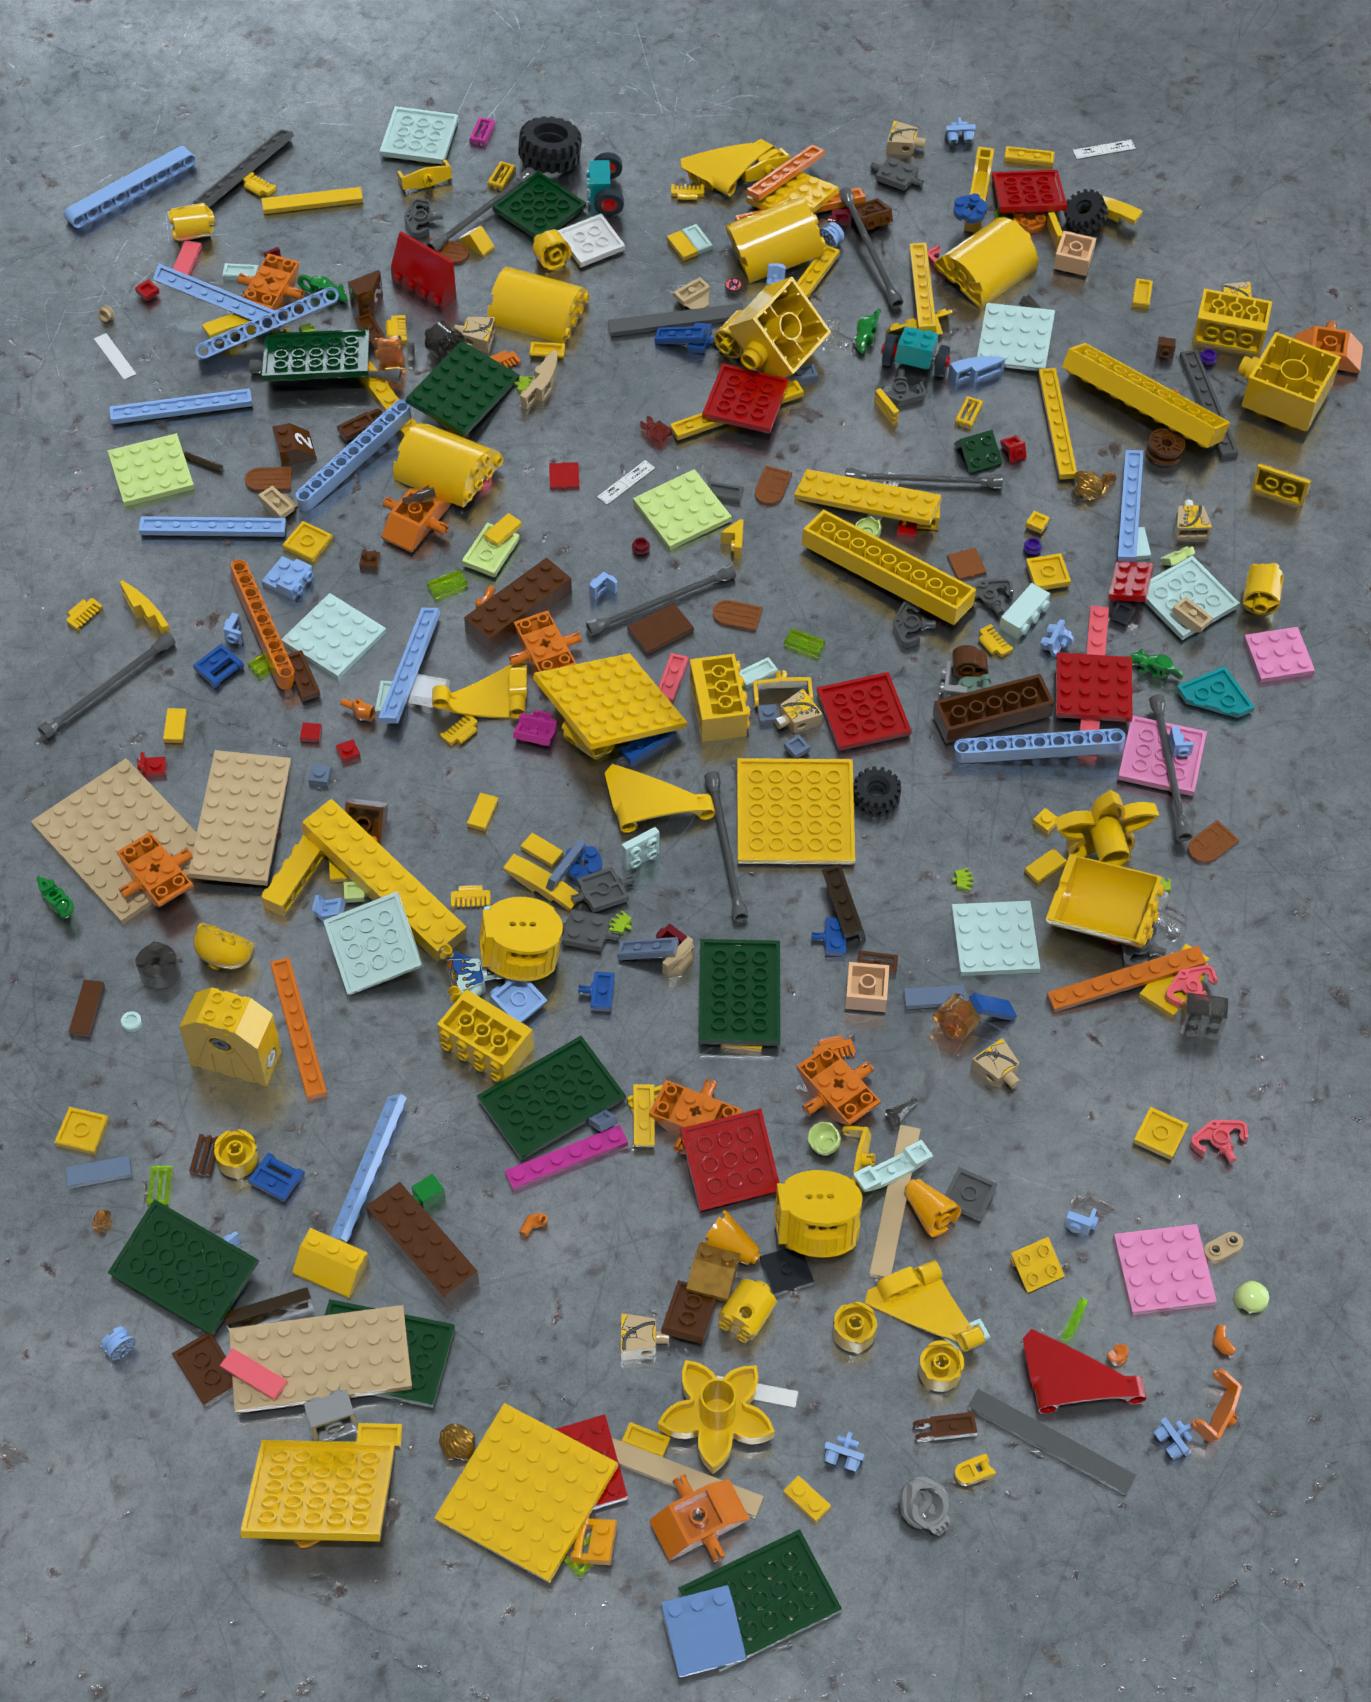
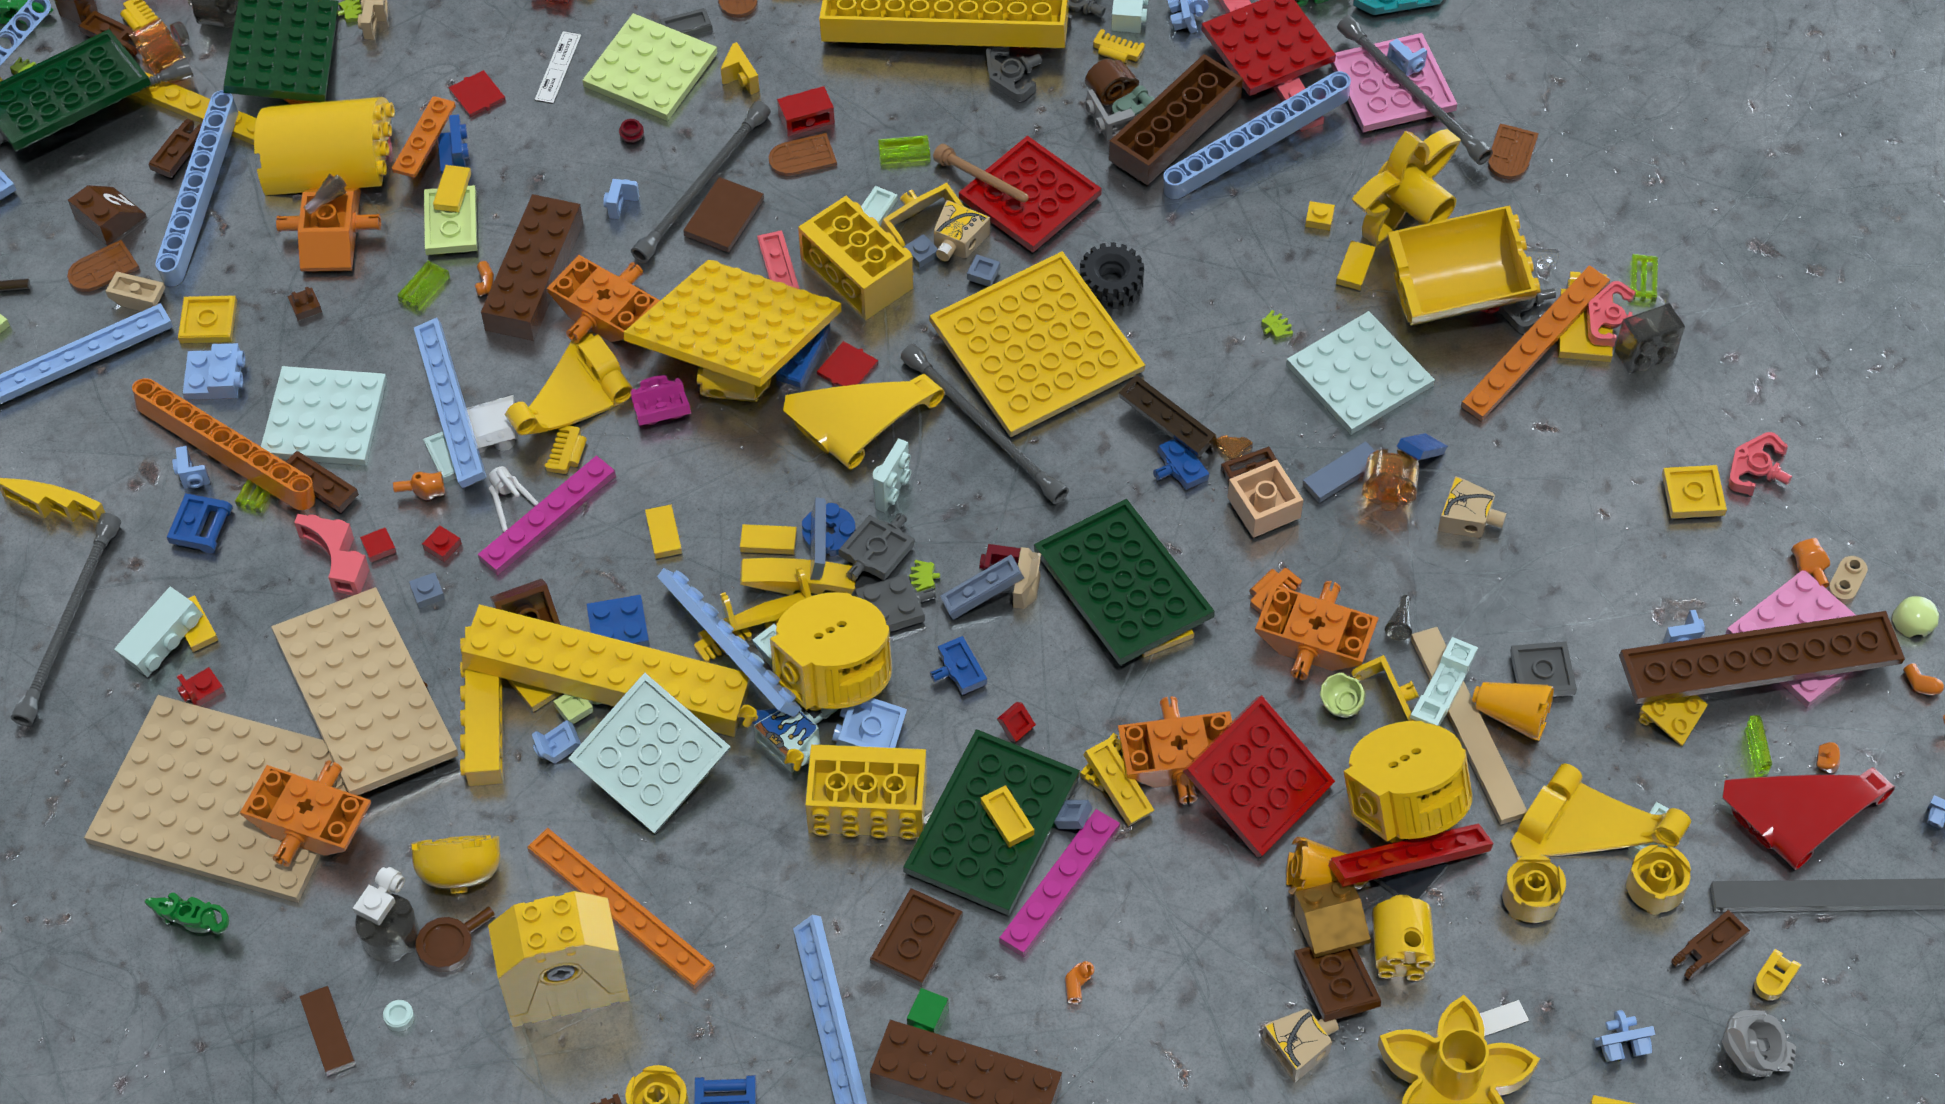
camera: 30 degrees left, 0 degrees up
(149, 720) = (158, 631): none -> light aqua brick
(156, 947) = (375, 902): none -> white plate
(181, 992) = (447, 942): none -> reddish brown piece
(282, 737) = (335, 536): none -> coral arch
(407, 732) = (505, 483): none -> white plant
(417, 854) = (619, 619): none -> blue plate
(421, 765) = (546, 515): none -> dark pink plate
(457, 1142) = (916, 937): none -> reddish brown tile
(468, 901) = (733, 645): none -> light blue plate
(501, 893) = (768, 611): none -> yellow piece
(507, 488) = (423, 137): none -> orange bracket
(524, 502) = (452, 146): none -> blue bracket
(559, 1099) = (1007, 816): none -> yellow tile
(609, 1044) = (1016, 721): none -> red plate
(668, 765) = (847, 366): none -> red piece
(758, 586) = (806, 111): none -> red brick
(790, 1261) = (1410, 854): none -> red plate
(827, 659) = (946, 156): none -> medium nougat piece
(876, 943) = (1233, 446): none -> clear orange tile
(1116, 1264) = (1761, 657): none -> reddish brown plate
(1207, 1221) = (1812, 559): none -> orange piece
(1229, 985) = (1643, 294): none -> clear neon green tile

